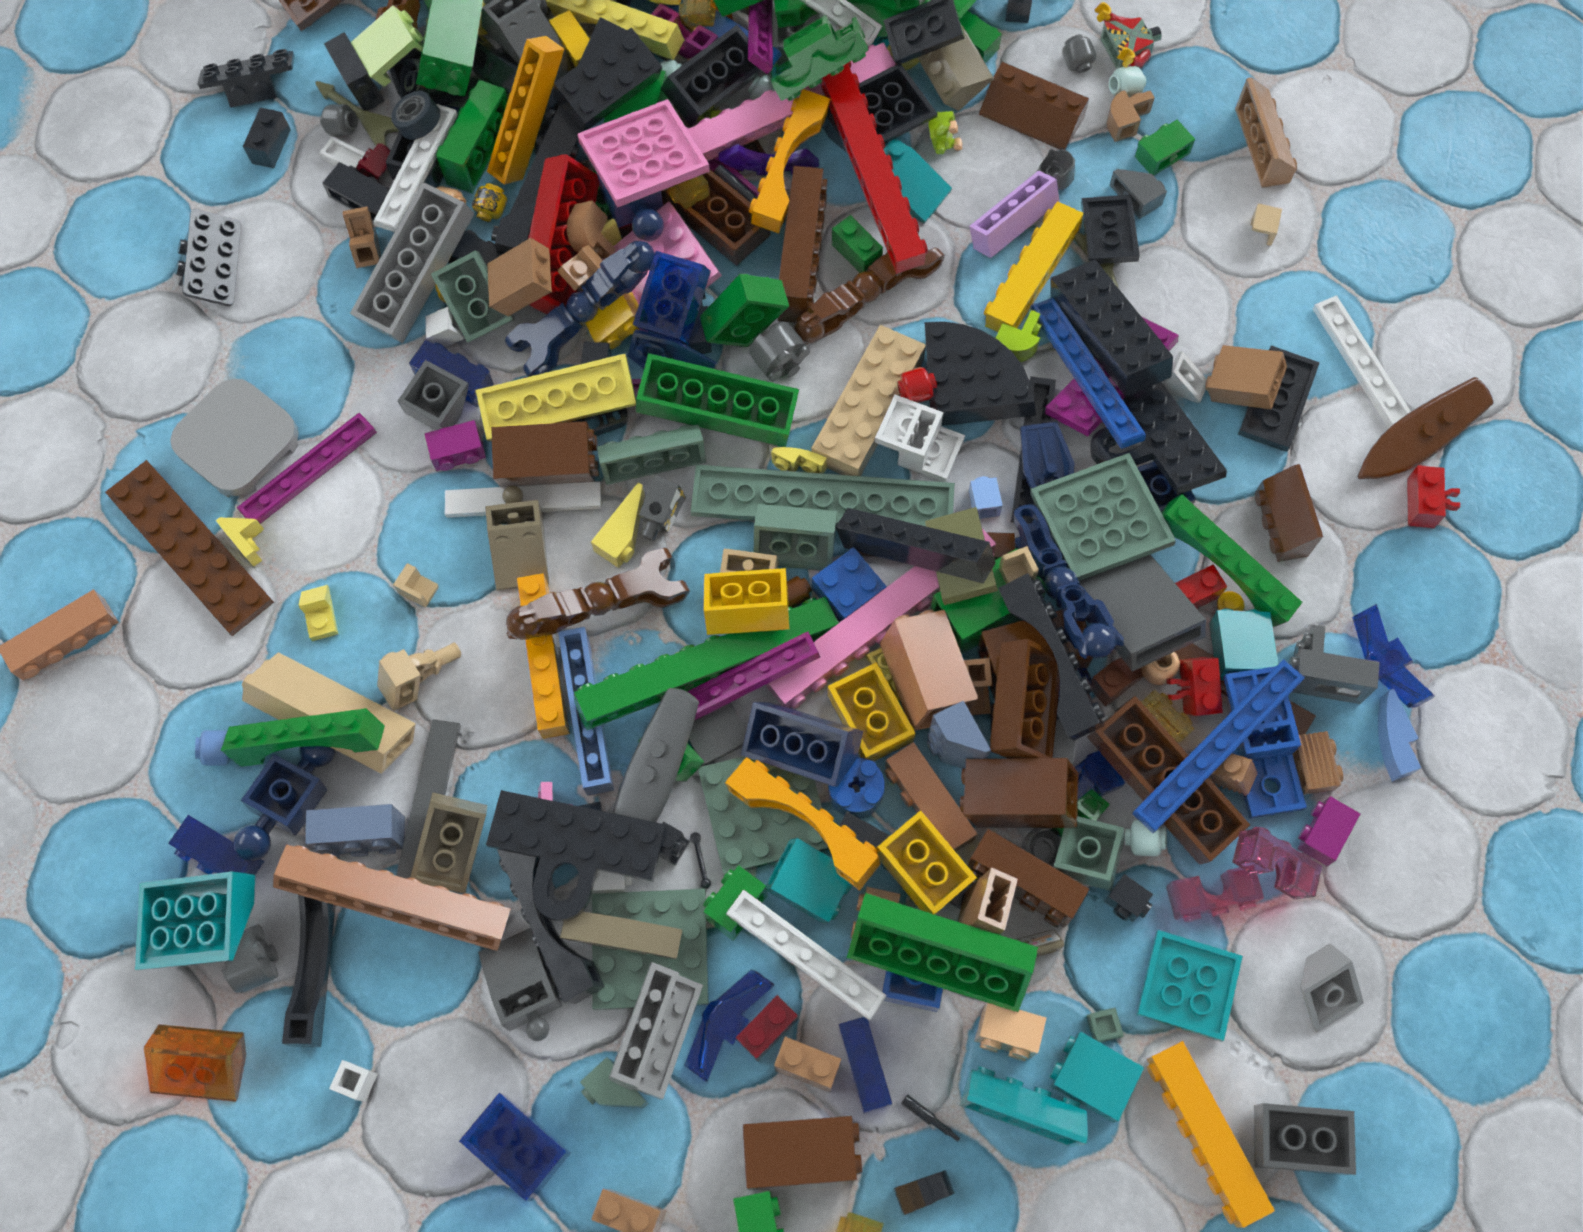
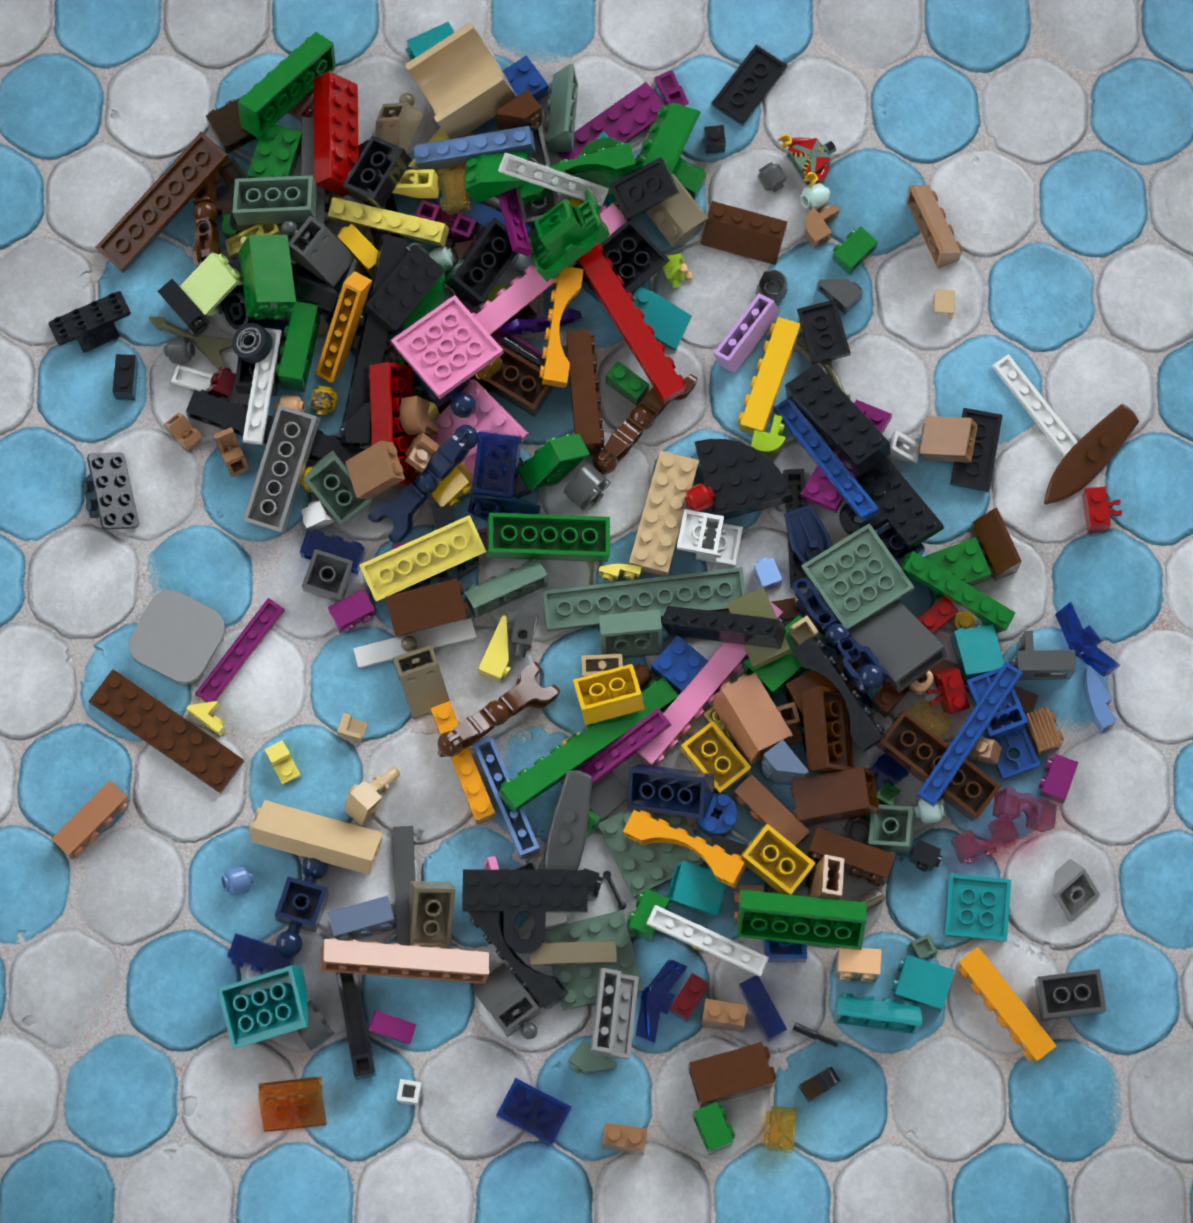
camera: 15 degrees left, 5 degrees up
(315, 208) = (183, 431): none -> medium nougat brick
(349, 730) = (340, 849): green arch -> none
(357, 984) = (392, 1027): none -> magenta slope
(1246, 524) = (962, 561): none -> green brick

